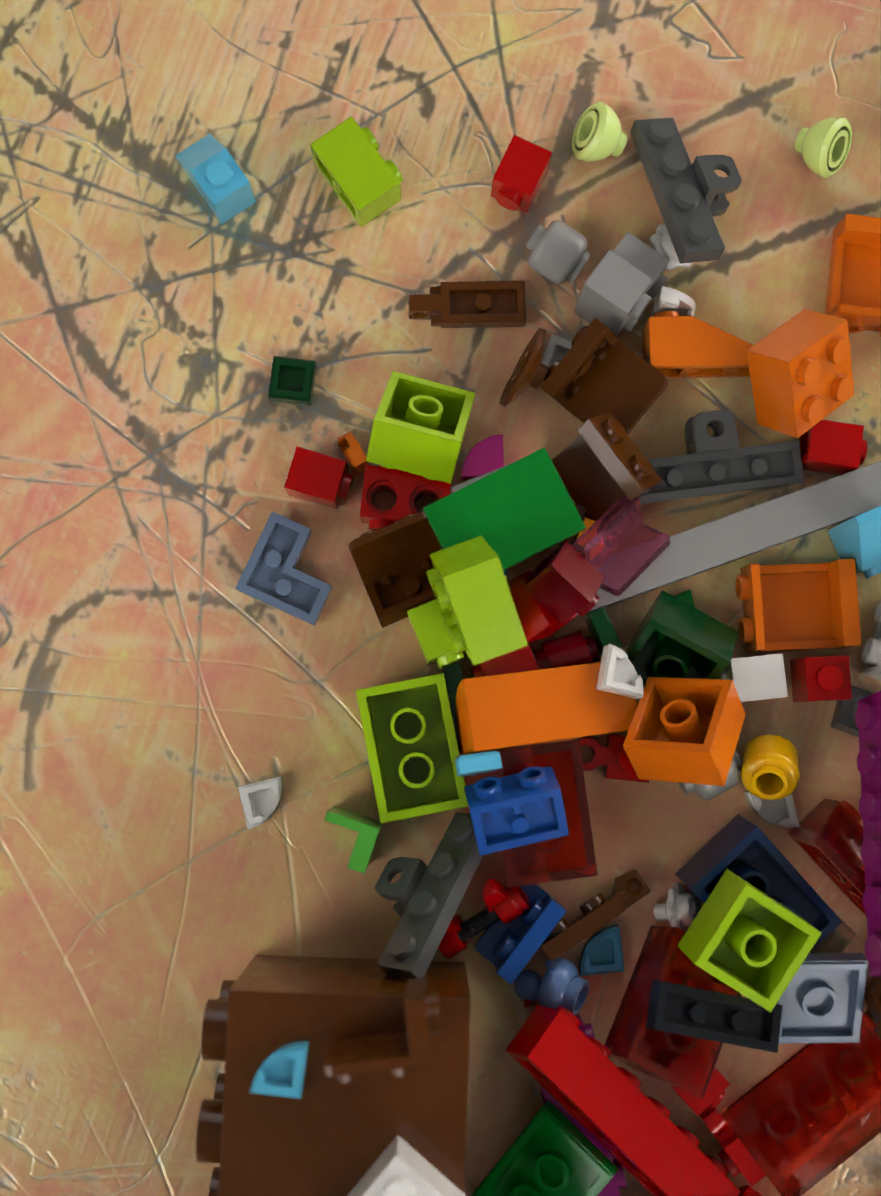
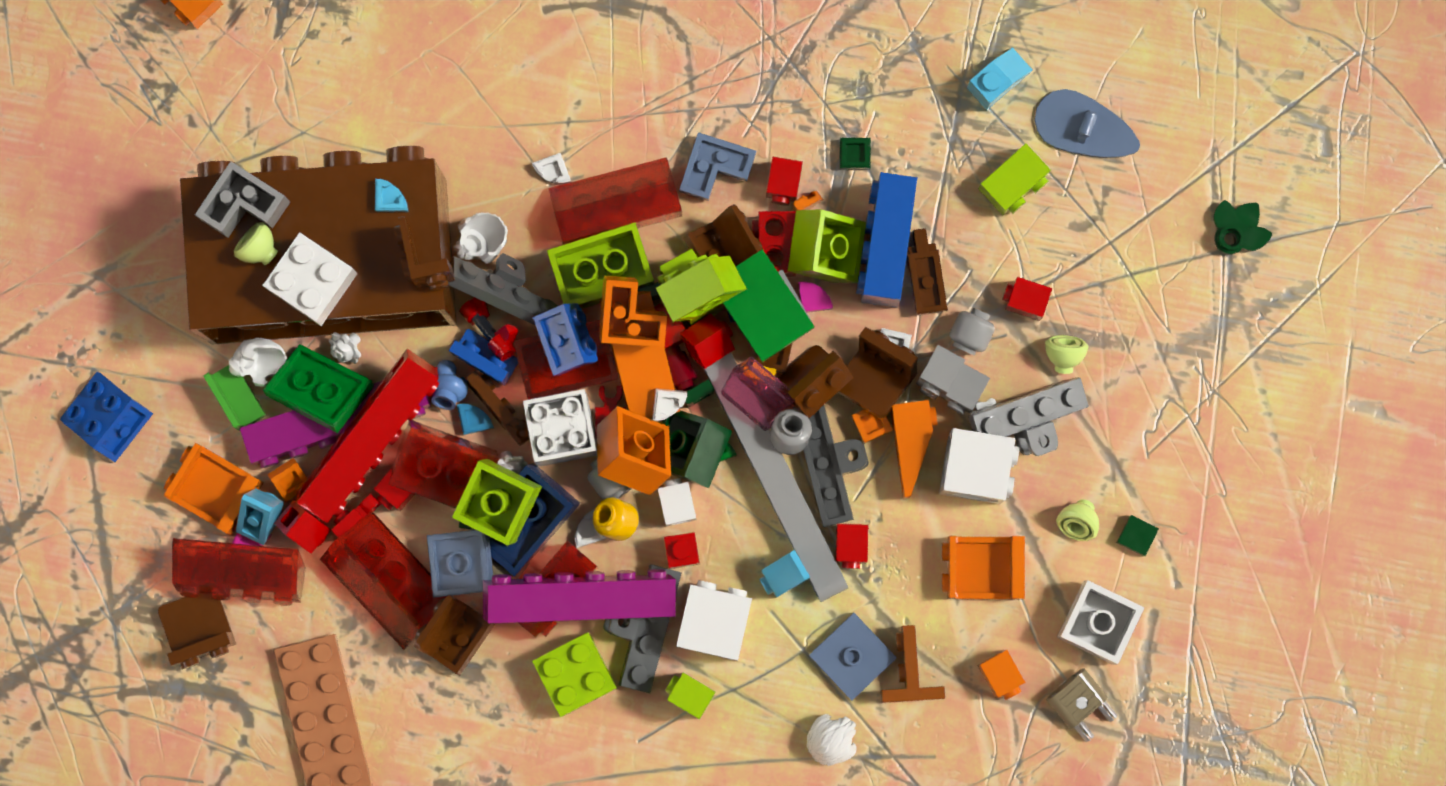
camera: 90 degrees right, 0 degrees up
(294, 80) = (1083, 126): none -> sand blue shield
(317, 717) = (616, 199): none -> clear red slope
(347, 916) = (481, 237): none -> white hair
(366, 839) = (533, 242): bright green panel -> none
(420, 341) = (888, 241): none -> blue brick
(478, 763) = (593, 308): medium azure tile -> none
(483, 1132) = (345, 347): none -> white plant
(508, 721) = (623, 322): none -> orange brick
(528, 370) = (878, 320): reddish brown dish -> none
(565, 583) = (724, 355): dark red brick -> none
(641, 832) = (560, 428): none -> white brick
(671, 405) = (870, 426): none -> orange plate
(674, 300) = (943, 426): white tile -> none
(676, 507) = (790, 431): none -> light grey head
(713, 1016) = (443, 485): black plate -> none
(750, 262) = (978, 466): none -> white brick
(799, 606) = (732, 530): orange panel -> none
(801, 372) = (898, 509): orange brick -> none
(846, 80) = (1137, 535): none -> dark green tile

